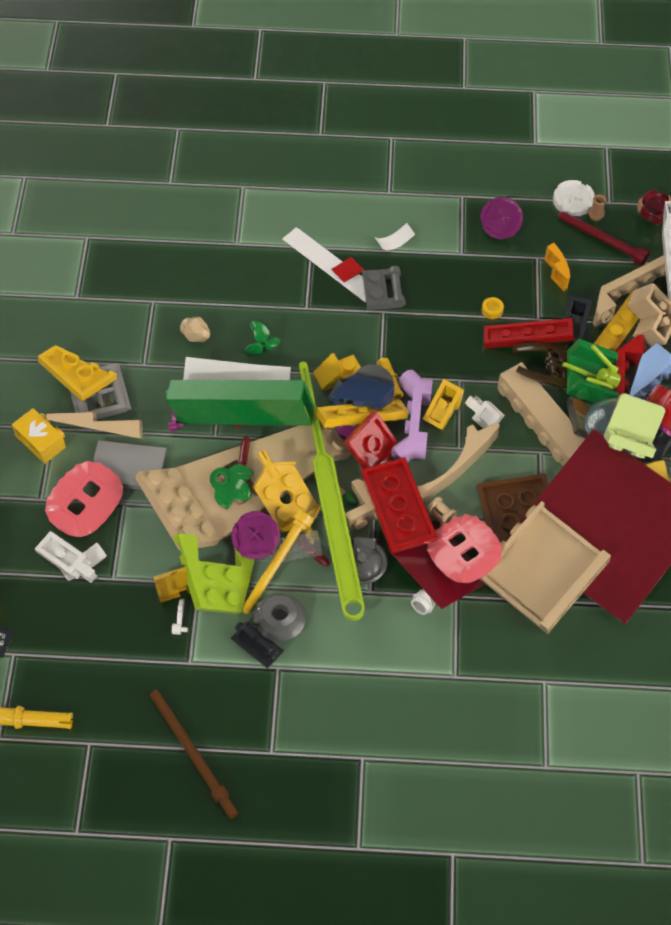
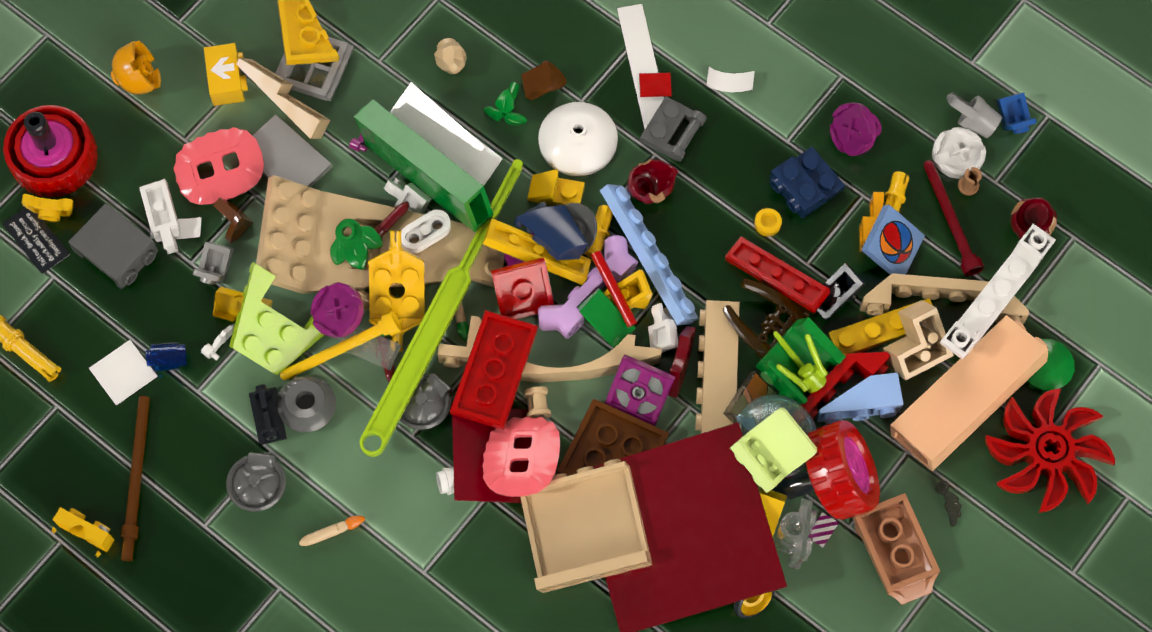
camera: 35 degrees right, 10 degrees up
(47, 599) = (114, 246): none -> dark grey panel
(122, 686) = (123, 372): none -> white sticker
(123, 524) = (238, 219): none -> reddish brown tile
(133, 565) = (214, 263): none -> light grey bracket
(149, 651) = (166, 356): none -> clear blue brick
(193, 813) = (93, 533): none -> yellow piece
(237, 435) = (417, 199): none -> white plate
(270, 309) = (542, 80): none -> reddish brown tile
(277, 447) = (424, 231): none -> white plate
(288, 693) = (256, 482): none -> dark grey piece
(320, 339) = (581, 152): none -> white dish
(369, 690) = (332, 530): none -> tan piece
(399, 325) = (651, 181): none -> dark red hair
(426, 367) = (649, 255): none -> light blue plate
(435, 404) = (614, 289): none -> red bar
(443, 427) = (605, 318): none -> green slope
(496, 270) = (805, 182): none -> dark blue plate
(504, 457) = (640, 390): none -> magenta piece
(513, 422) = (682, 359): none -> dark red tile
(555, 237) = (896, 192): none -> yellow axle
(566, 167) = (975, 115): none -> light grey piece
(583, 269) = (892, 241): none -> tile
(588, 154) = (1015, 113): none -> blue bracket

